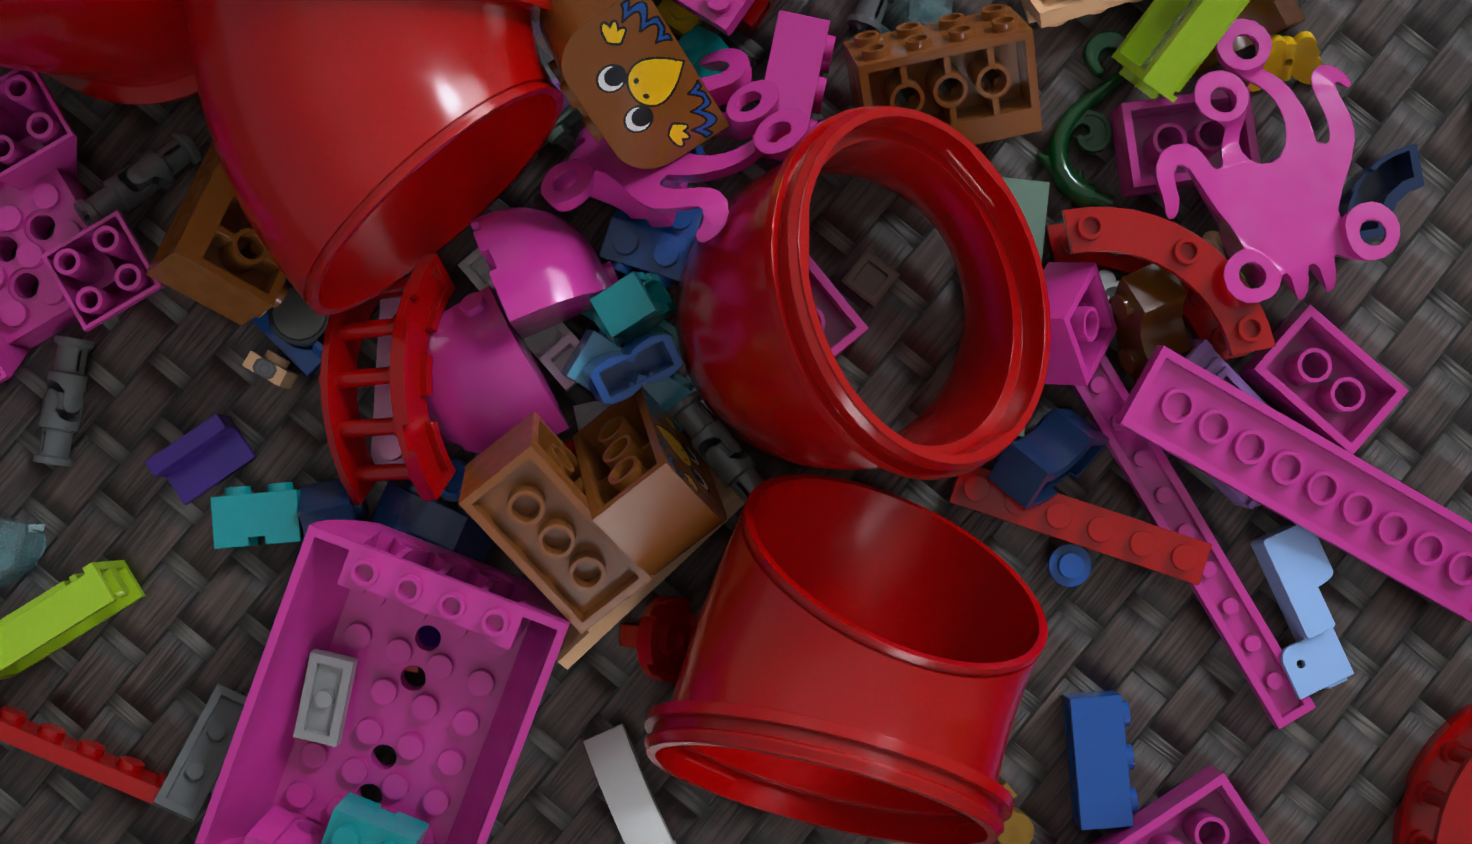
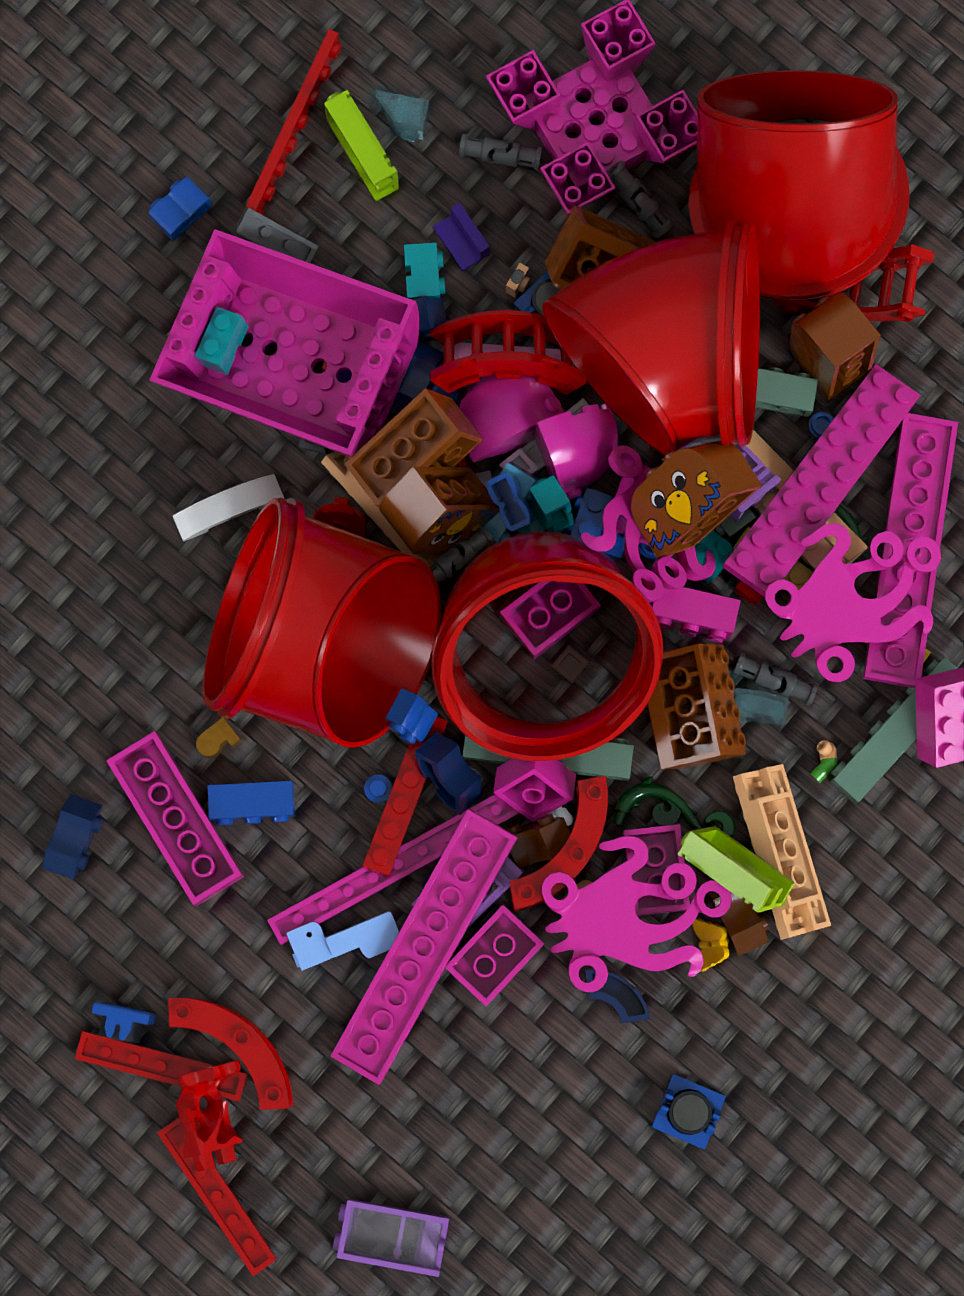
camera: 90 degrees right, 5 degrees down
(325, 697) = (309, 311): light grey plate -> none
(973, 517) = (411, 717): none -> blue brick

